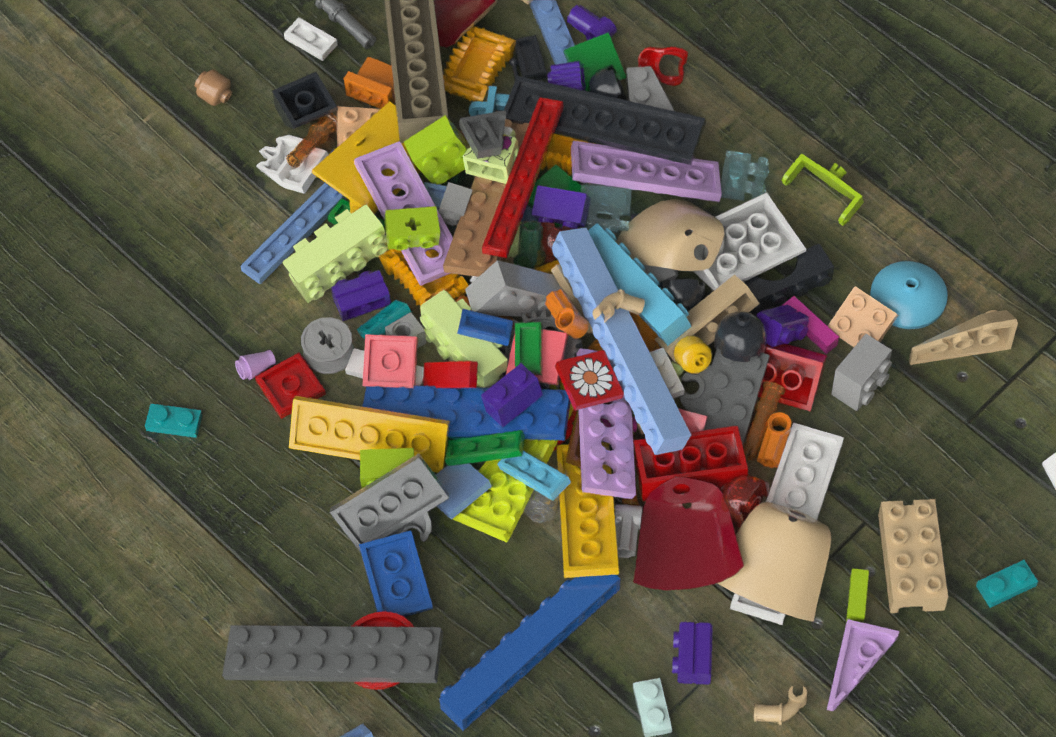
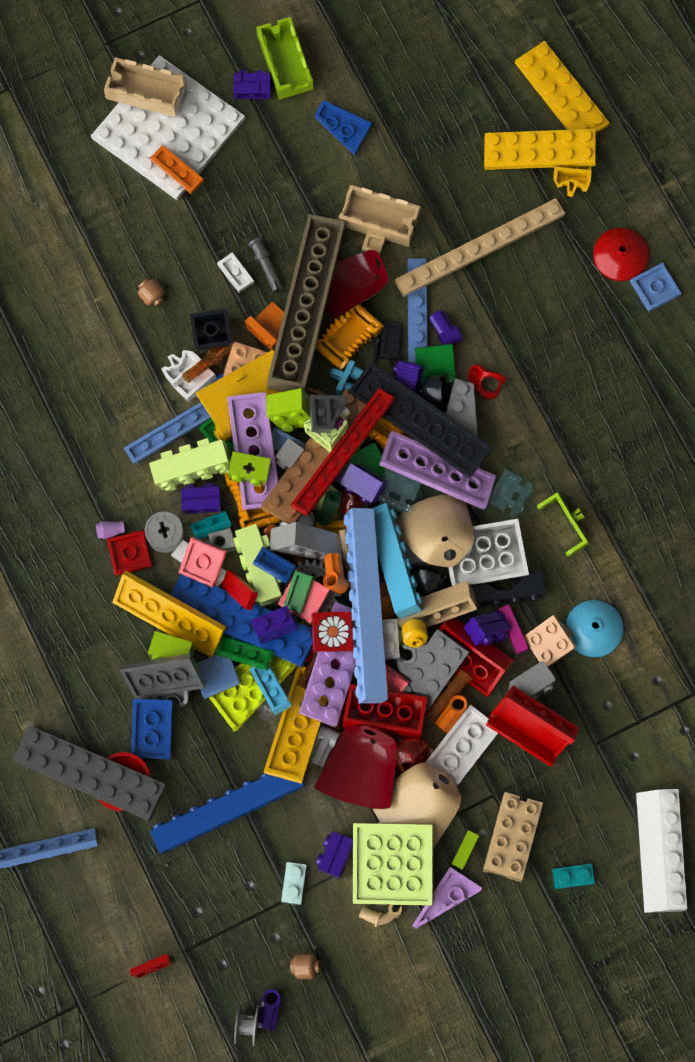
camera: 20 degrees right, 15 degrees up
(173, 420) = (40, 553): teal plate -> none
(618, 300) = (373, 579): tan piece -> none
(741, 336) = (452, 633): black cylinder -> none
(773, 636) = (392, 863): none -> yellowish green plate
(883, 415) = (532, 726): none -> red panel
(979, 335) = (631, 680): tan wedge -> none

